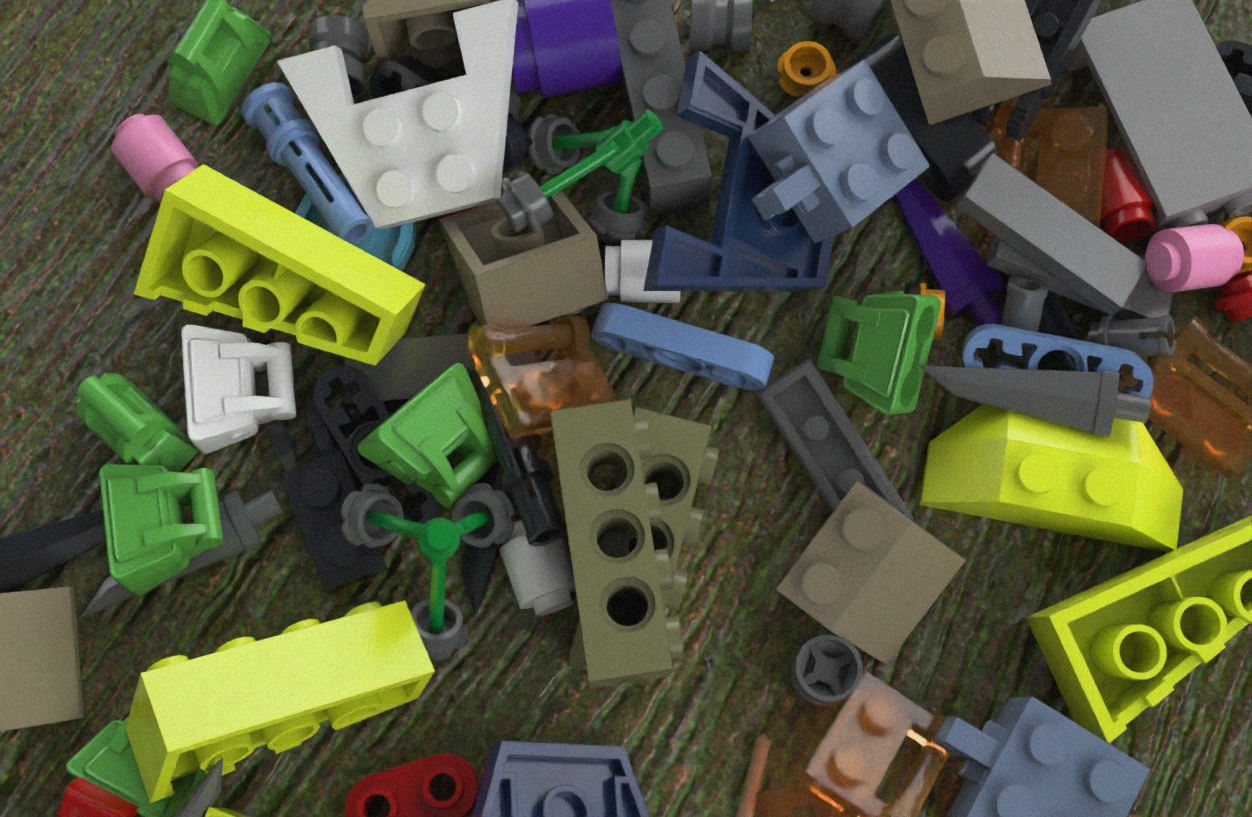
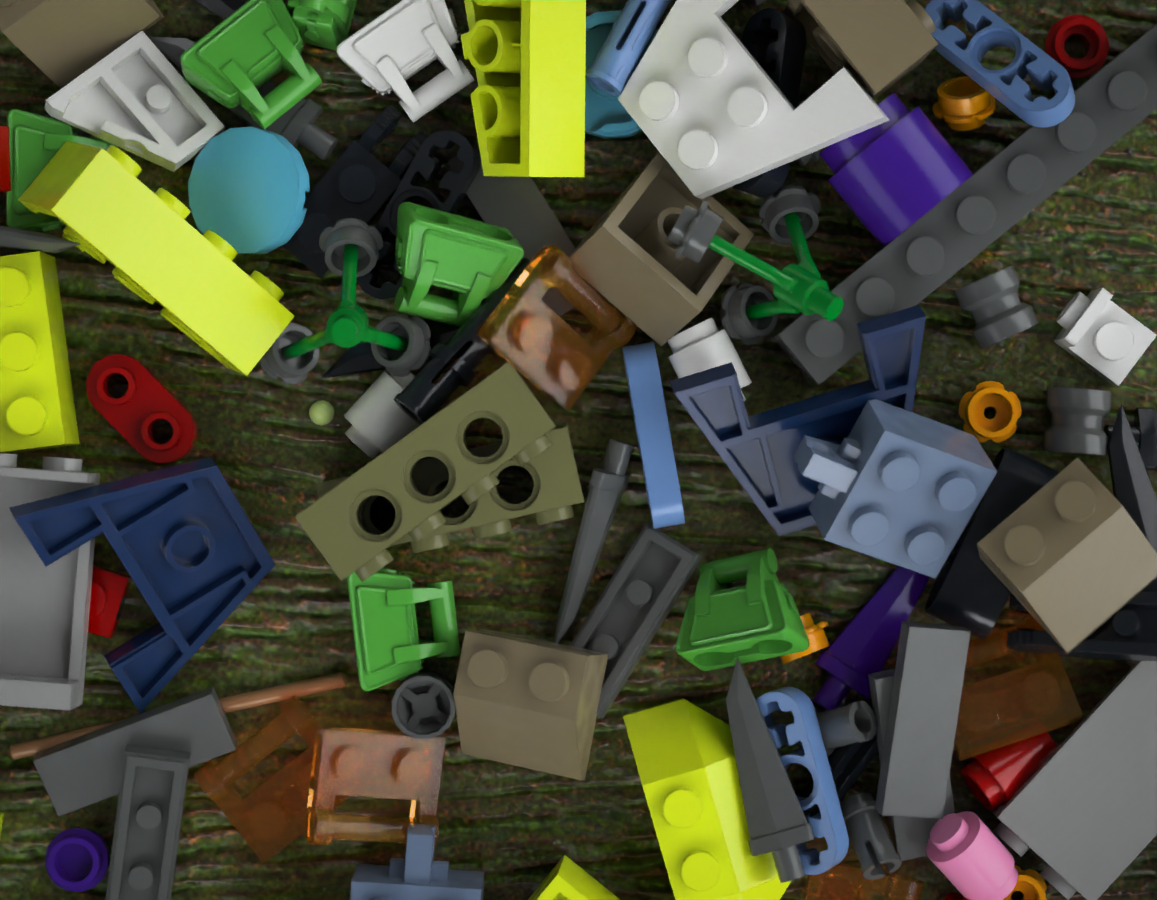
camera: 60 degrees right, 15 degrees up
(125, 638) = (138, 105): none -> white wing
(268, 582) = (249, 189): none -> medium azure tile
(507, 634) = (321, 412): none -> yellowish green piece
(705, 406) = (603, 499): none -> dark grey bar
(734, 668) = (388, 629): none -> bright green piece

